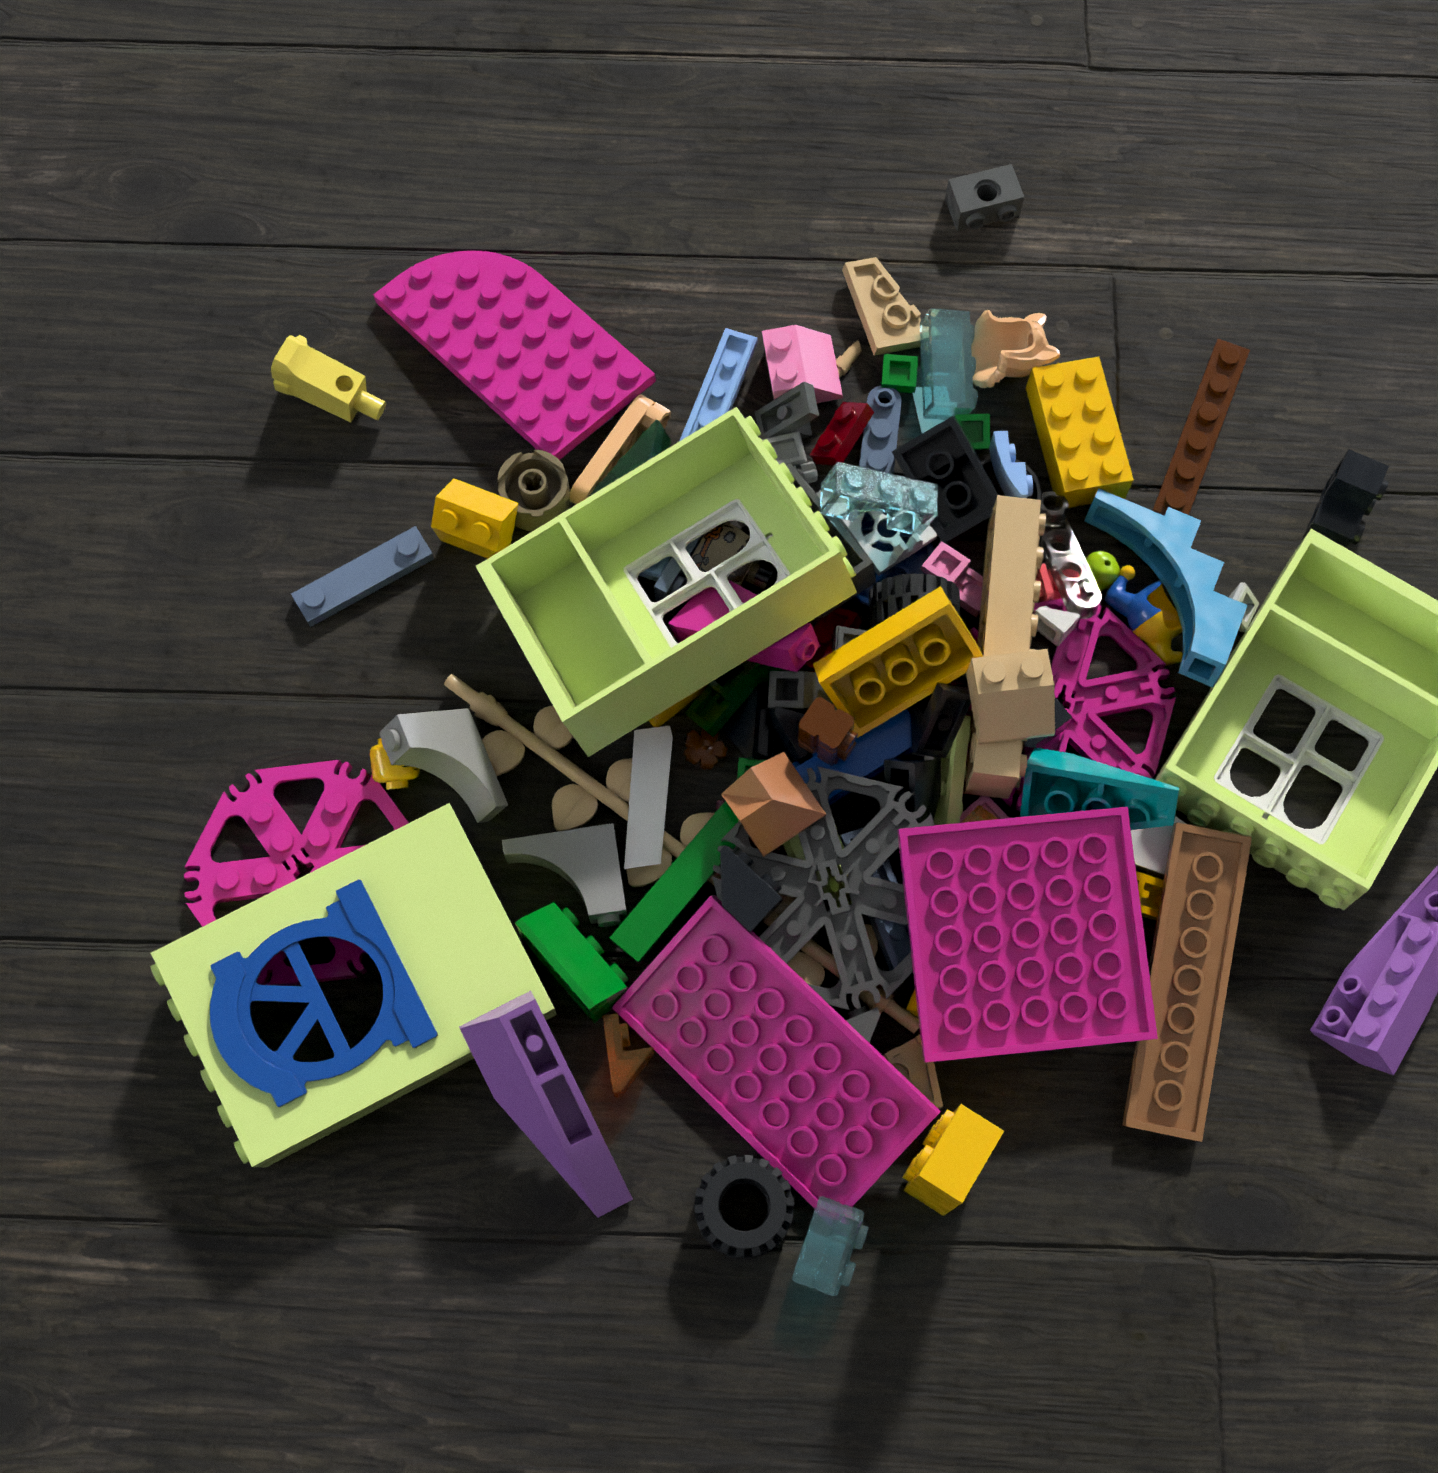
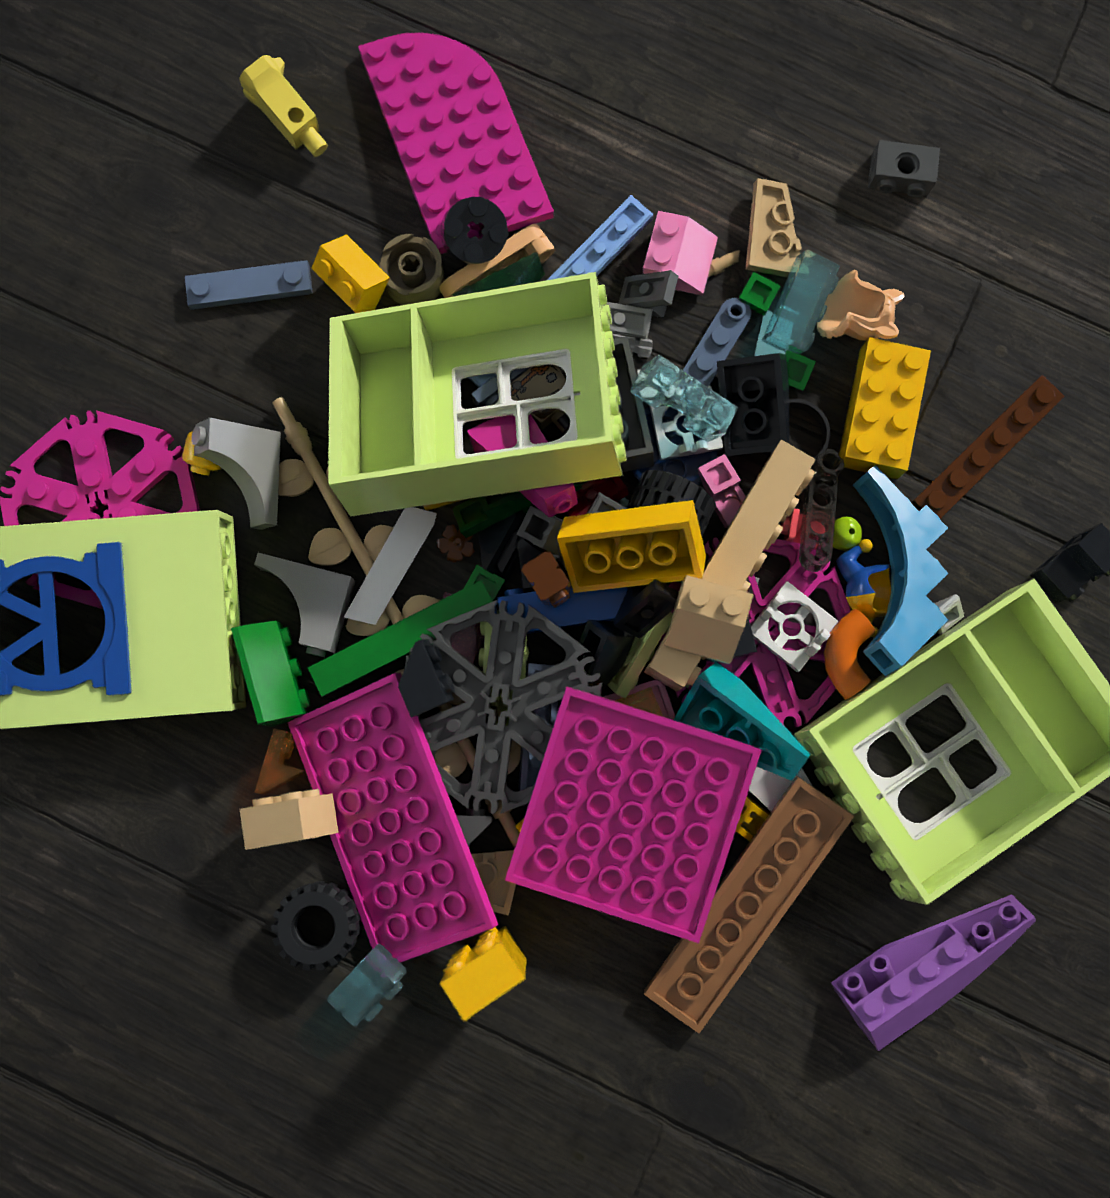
camera: 20 degrees right, 10 degrees up
(543, 1098) = (193, 769): medium lavender wedge -> none
(605, 418) = (492, 230): none -> black brick
(665, 1102) = (288, 818): none -> tan brick
(773, 803) = (477, 619): nougat slope -> none
(841, 433) = (686, 326): dark red plate -> none
(1010, 474) = (808, 424): light blue slope -> none
(1055, 624) = (782, 563): white slope -> none
(1122, 662) = (823, 620): none -> white piece
(1157, 685) = (842, 650): none -> orange cylinder

